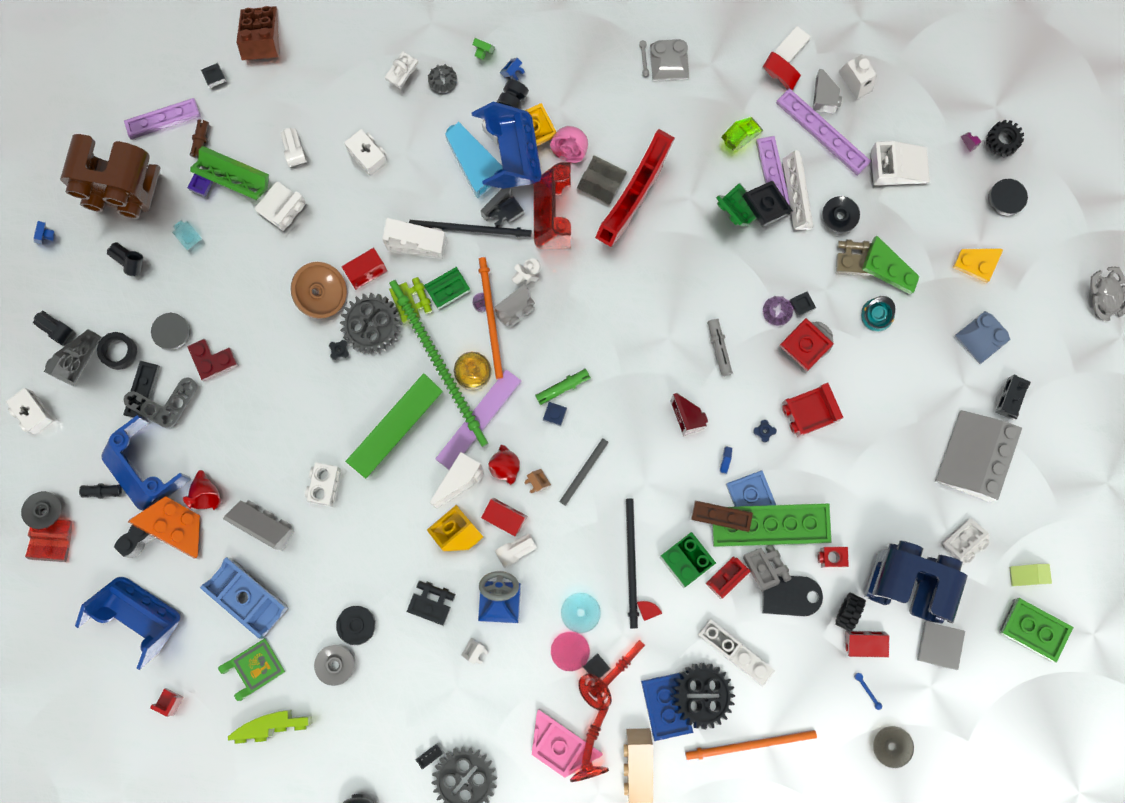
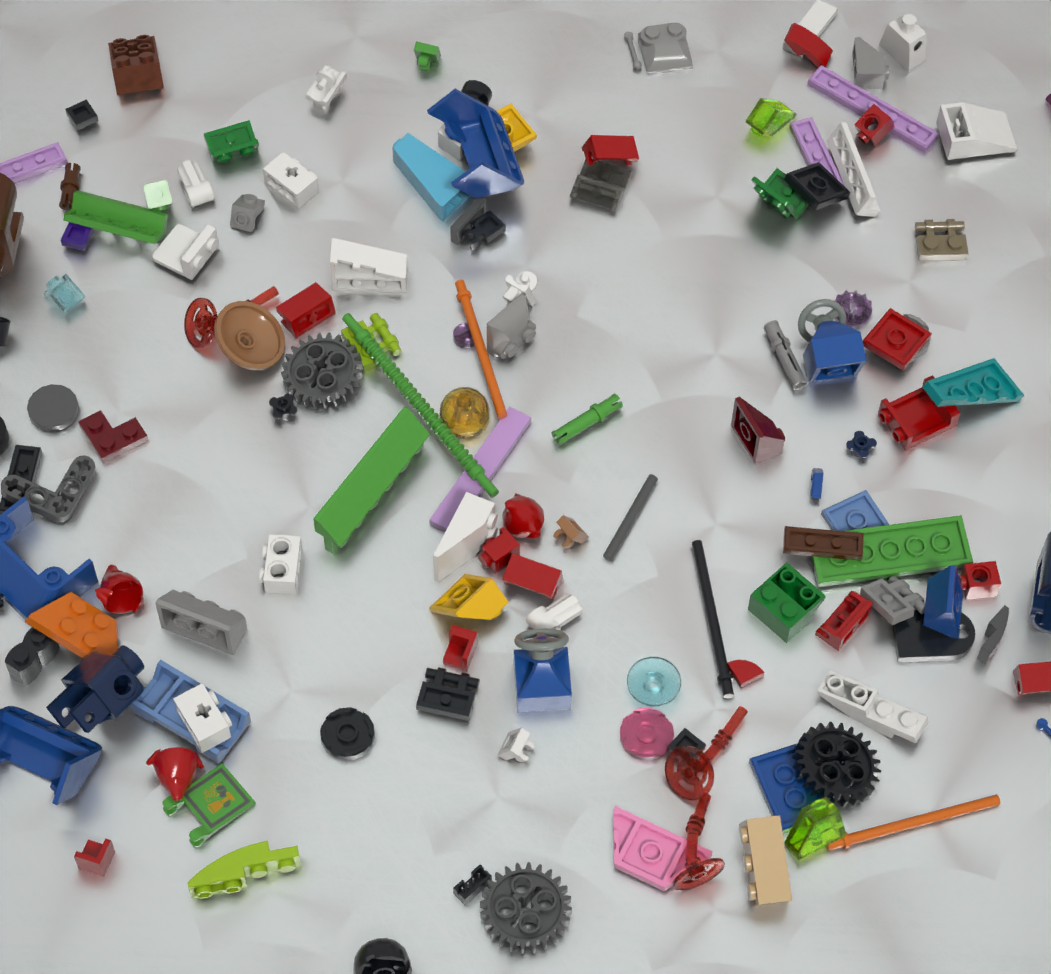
camera: 10 degrees left, 20 degrees down
(178, 579) = (99, 687): none -> dark blue piece
(228, 647) = (175, 769): none -> red hat
(241, 605) = (205, 731): none -> white brick
(262, 158) = (157, 195): none -> bracket
(288, 273) = (205, 321): none -> clear red dish
(324, 112) = (231, 141): none -> green bracket
(324, 661) = (321, 771): light grey dish -> none
(329, 175) = (245, 211): none -> light grey bracket
(436, 83) = (374, 100): dark grey gear -> none
(444, 568) = (460, 648): none -> red panel
(447, 288) = (418, 322): green plate -> none
(474, 228) = (501, 252): black bar -> none
(482, 492) = (498, 551): none -> red brick
(511, 67) = (467, 72): blue tile -> none
(549, 230) = (543, 236): clear red windscreen -> none
(554, 414) = (581, 453): dark blue plate -> none
(570, 143) = (554, 146): bright pink cylinder -> none
(612, 152) = (610, 148): none -> red hinge
(637, 189) = (631, 217): red arch -> none
(678, 747) = (815, 828): none -> clear neon green slope
(754, 351) = (835, 348): none -> blue piece
(802, 304) = (883, 296): black plate -> none
(802, 578) = (944, 602): none -> blue slope
(829, 151) = (873, 115): none -> red brick
(839, 600) = (994, 632): none -> dark grey slope
(845, 207) = (915, 185): black dish -> none
(850, 612) = (1014, 638): black tyre -> none
(859, 394) = (974, 385): none -> teal wing
(878, 313) = (982, 296): teal piece -> none
(889, 267) = (986, 244): bright green wing -> none

